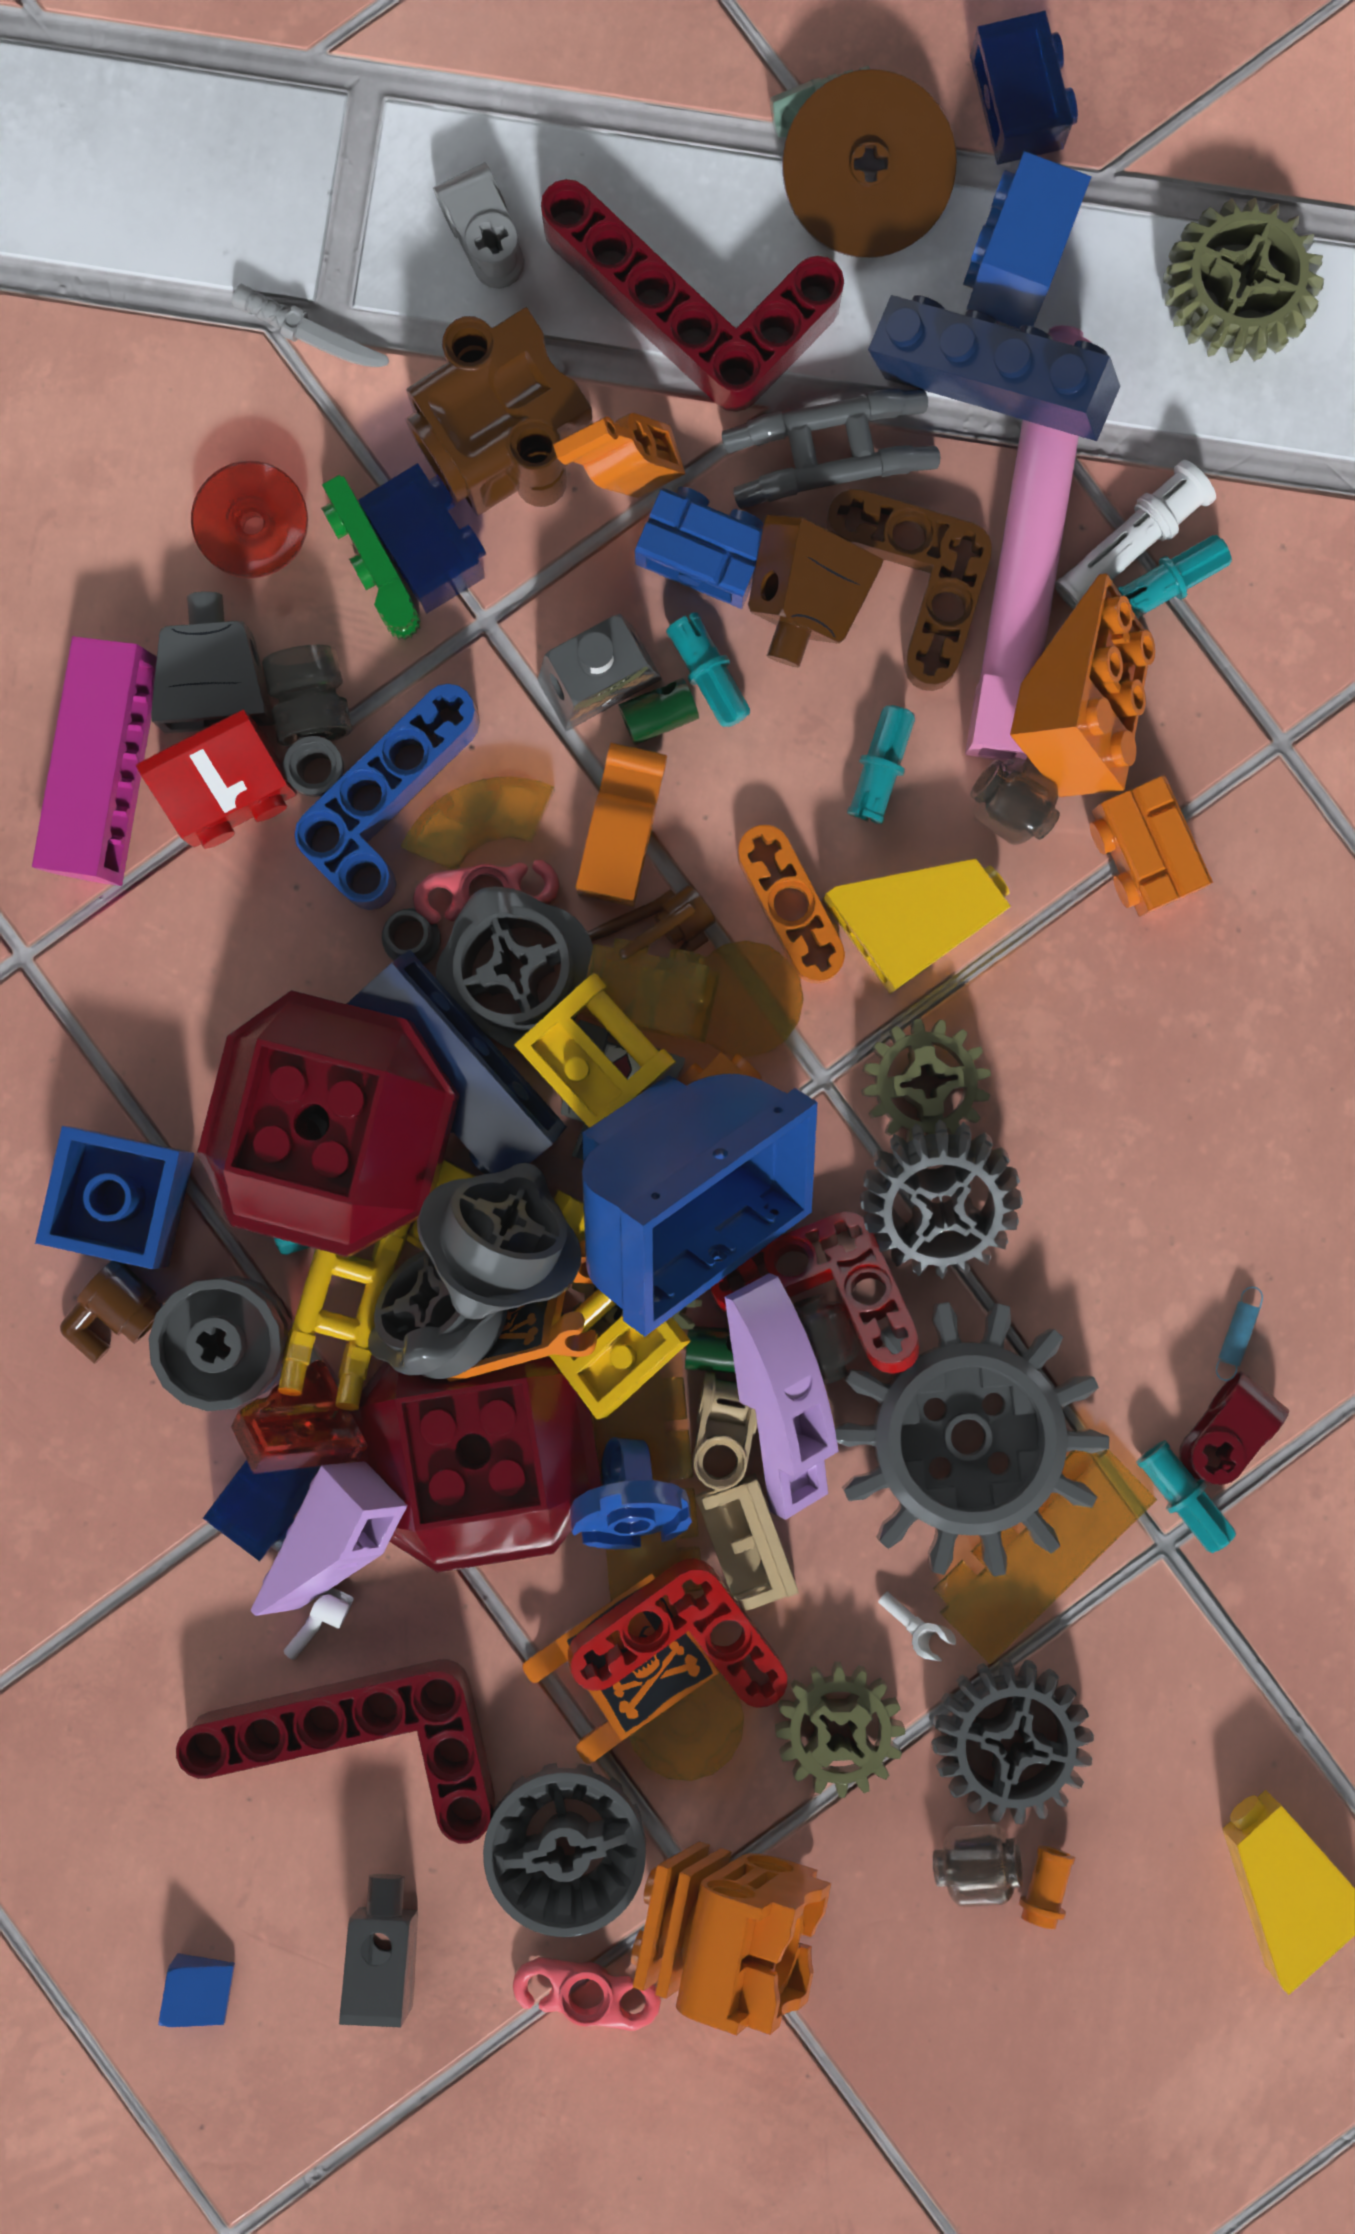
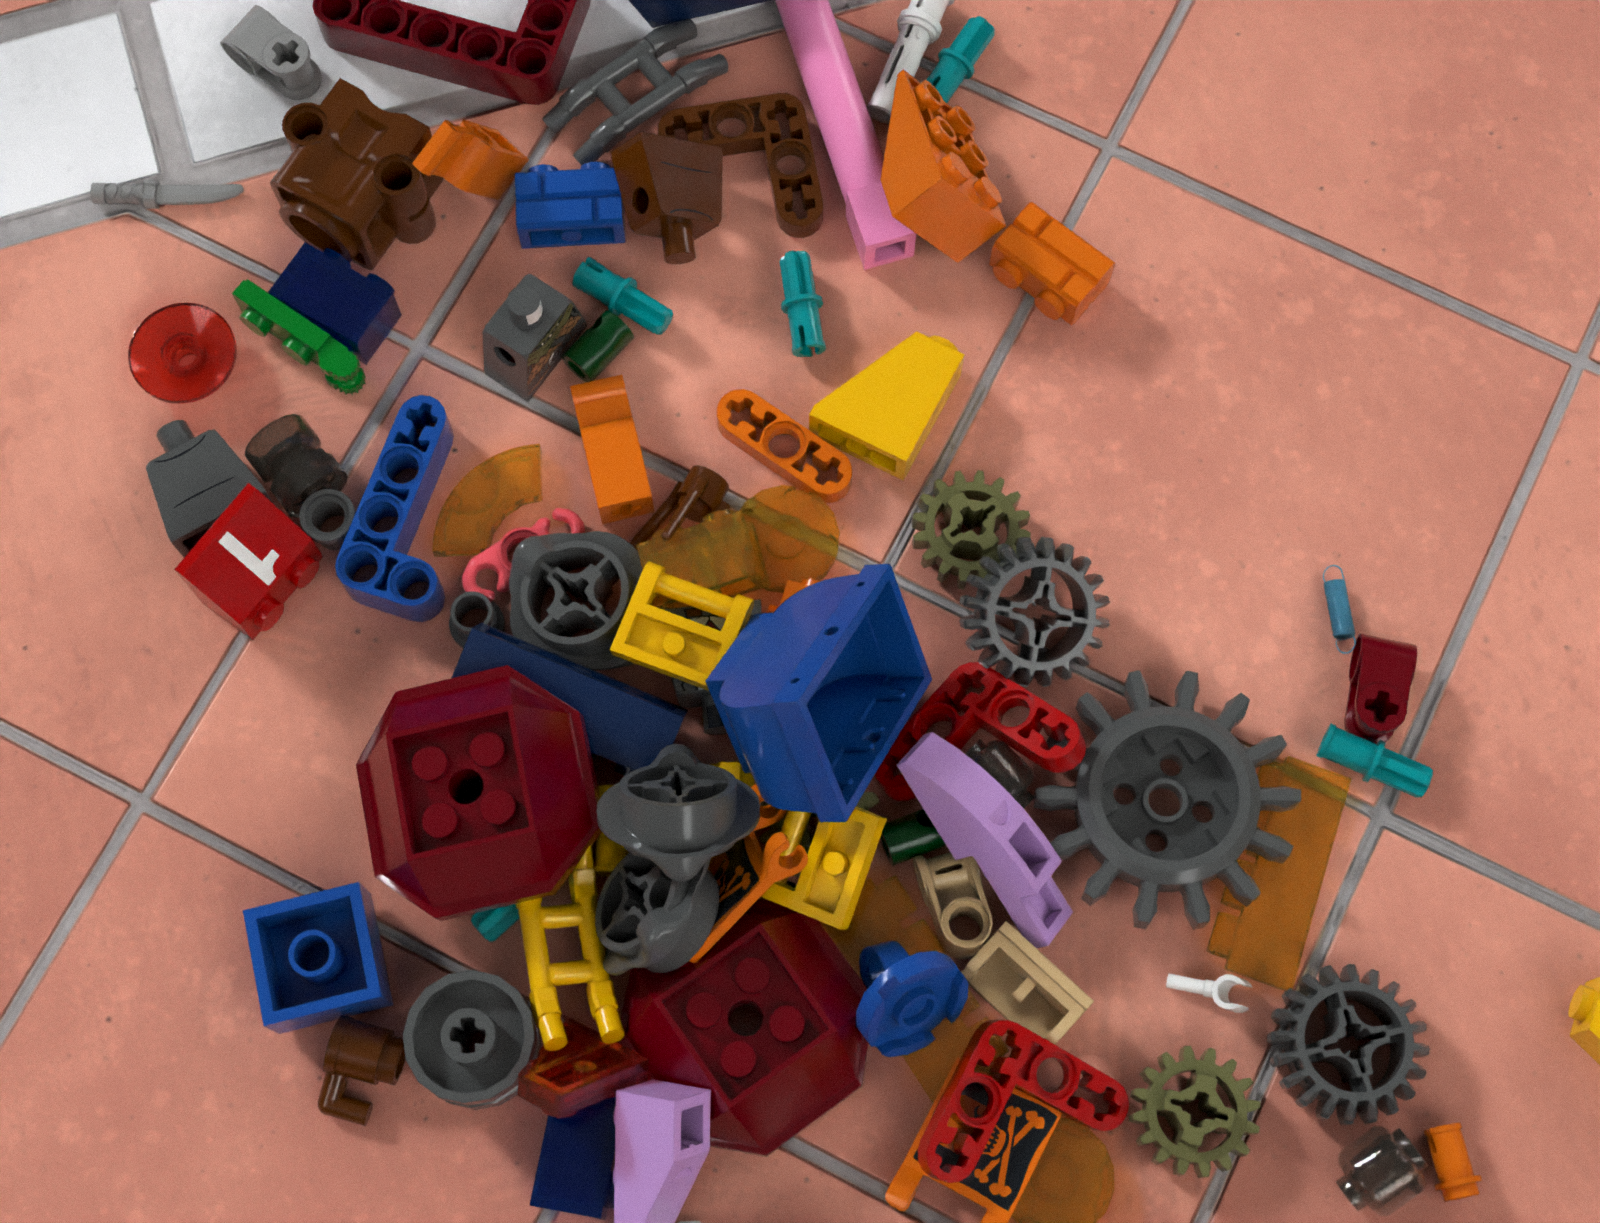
camera: 25 degrees left, 15 degrees down
(93, 761) = (136, 604): dark pink brick -> none
(1015, 801) = (924, 279): clear smoke head -> none

